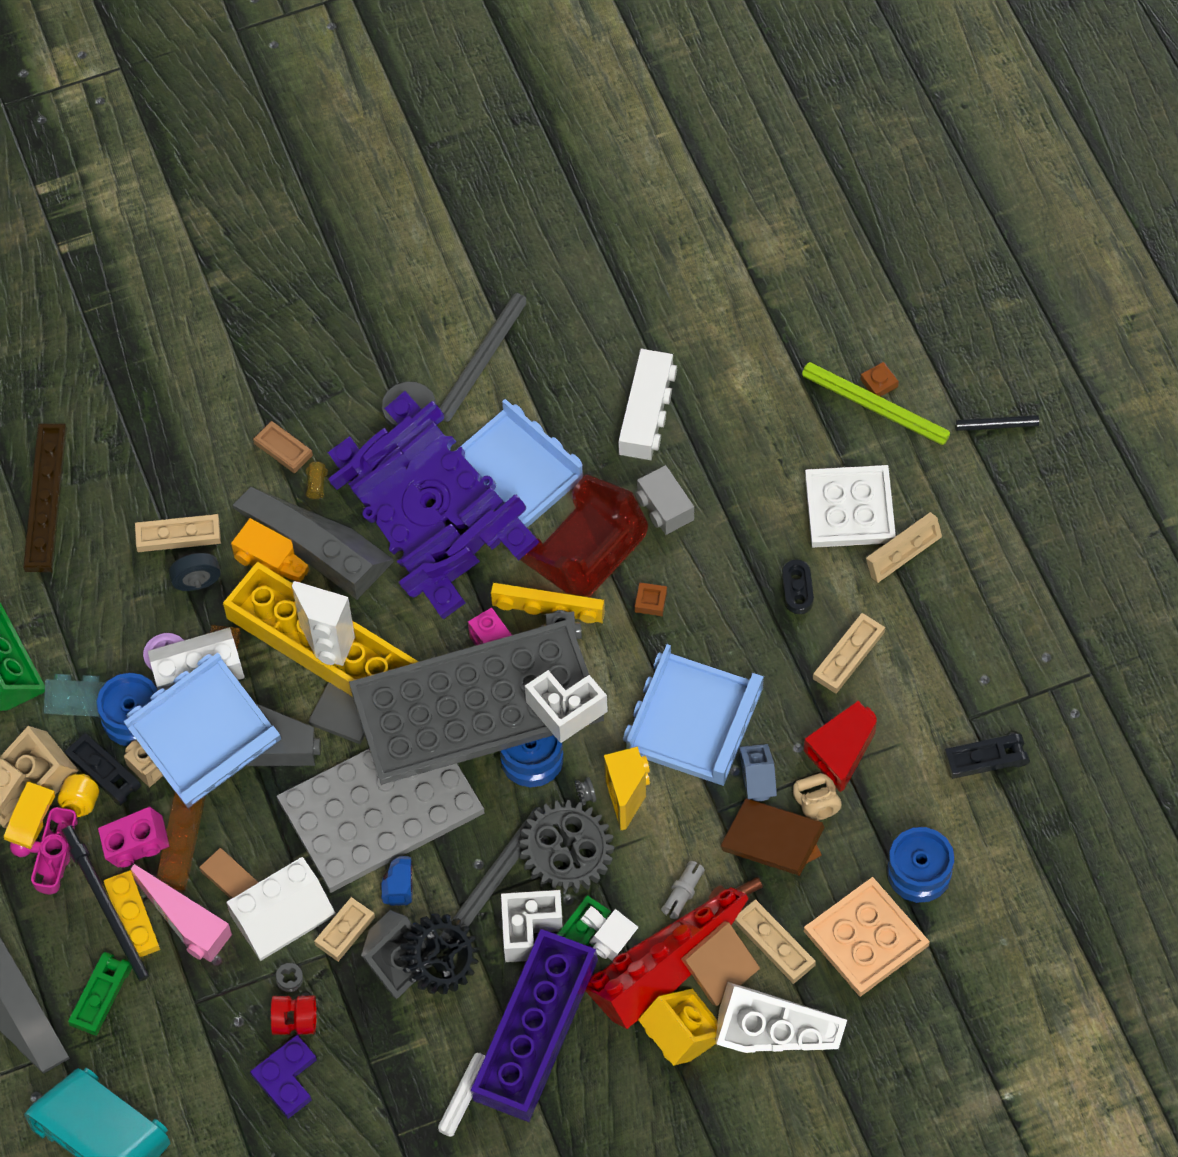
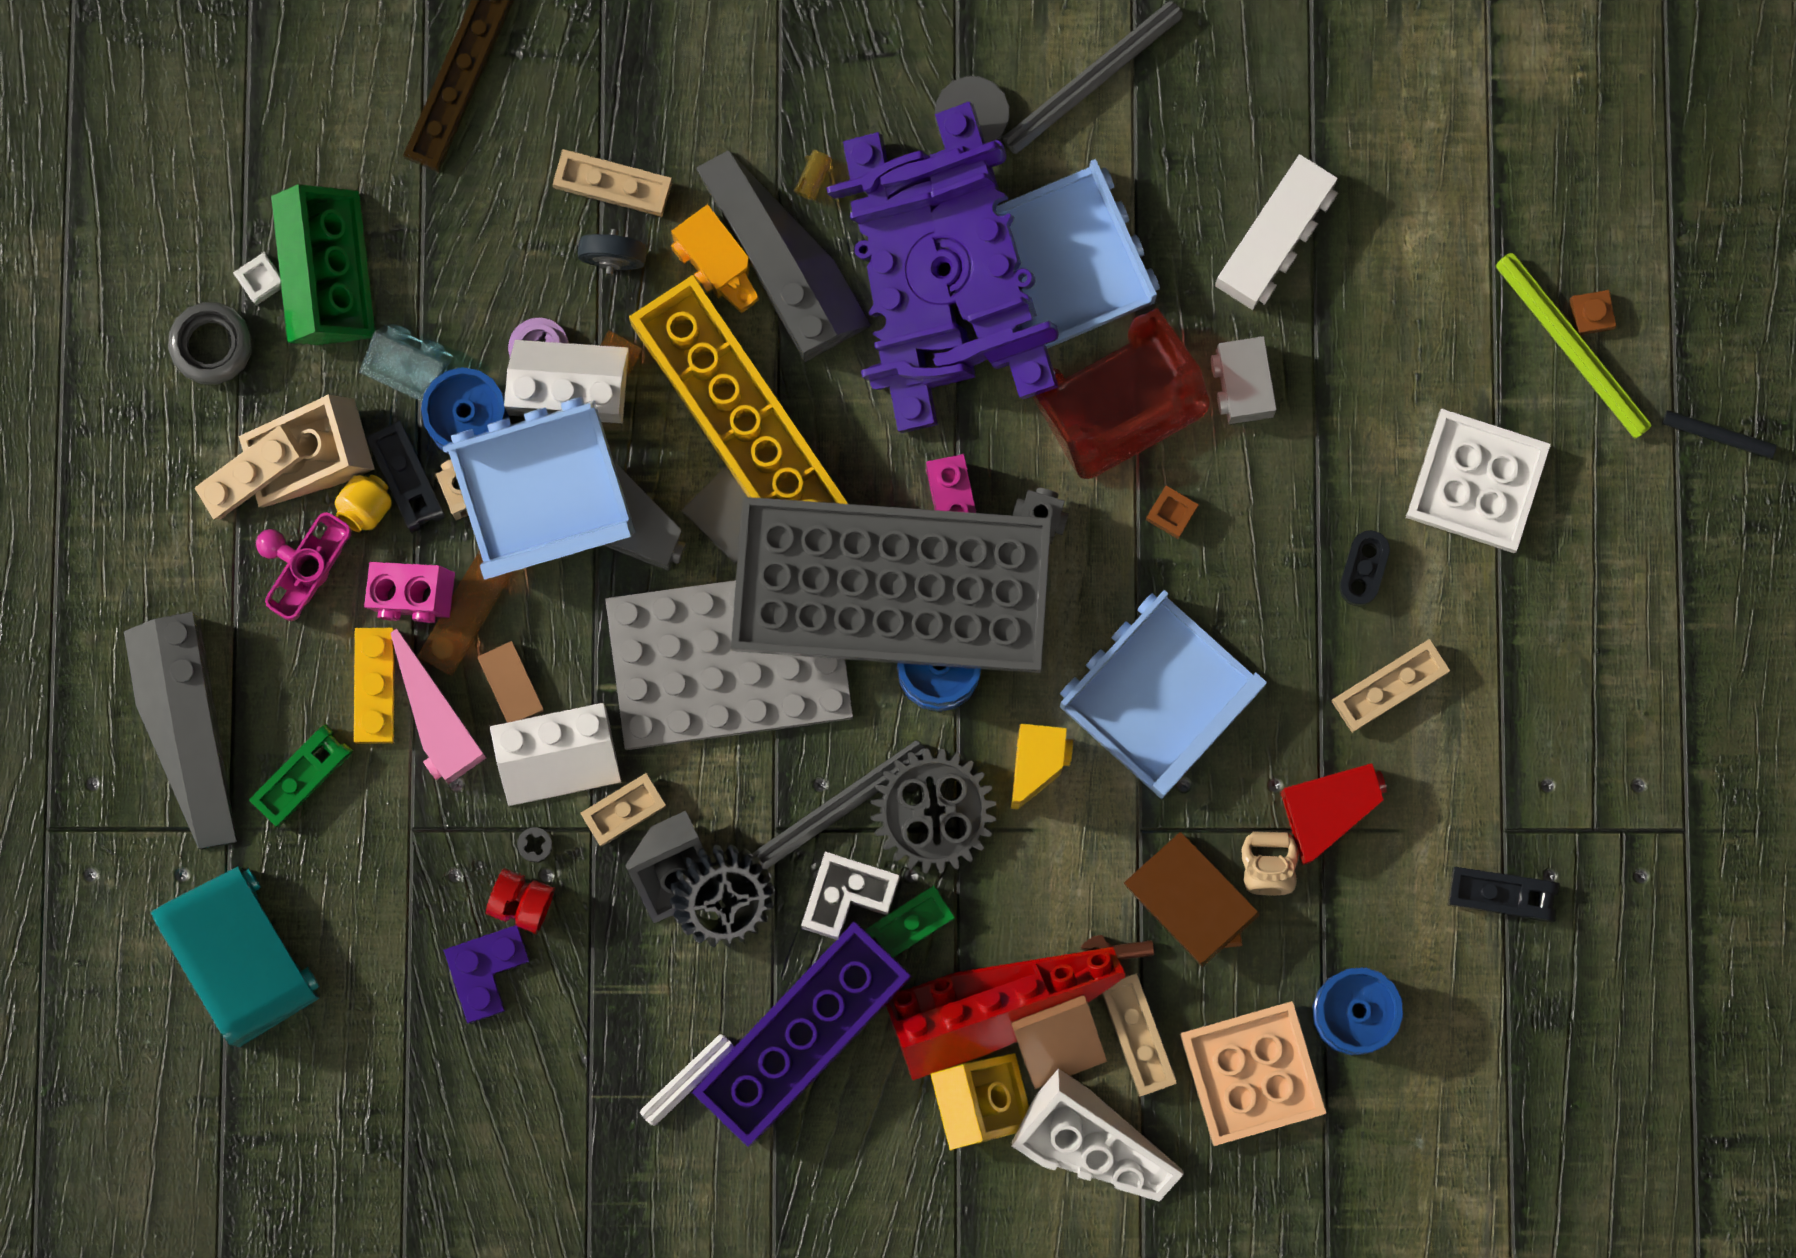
camera: 20 degrees right, 20 degrees up
(29, 815) = (290, 514): yellow slope -> none
(81, 856) = (335, 589): black bar -> none
(283, 447) = (790, 108): medium nougat tile -> none
(325, 622) = (738, 415): white slope -> none
(398, 882) = (711, 773): blue rock -> none
(546, 602) = (1025, 460): yellow plate -> none
(565, 710) = (992, 656): white brick -> none
(585, 790) = (987, 744): dark grey bush -> none
(611, 933) = (942, 949): white brick -> none
(683, 889) = (1054, 922): light grey pin -> none
(758, 772) = (1210, 802): sand blue slope -> none
(904, 547) = (1521, 567): tan plate -> none

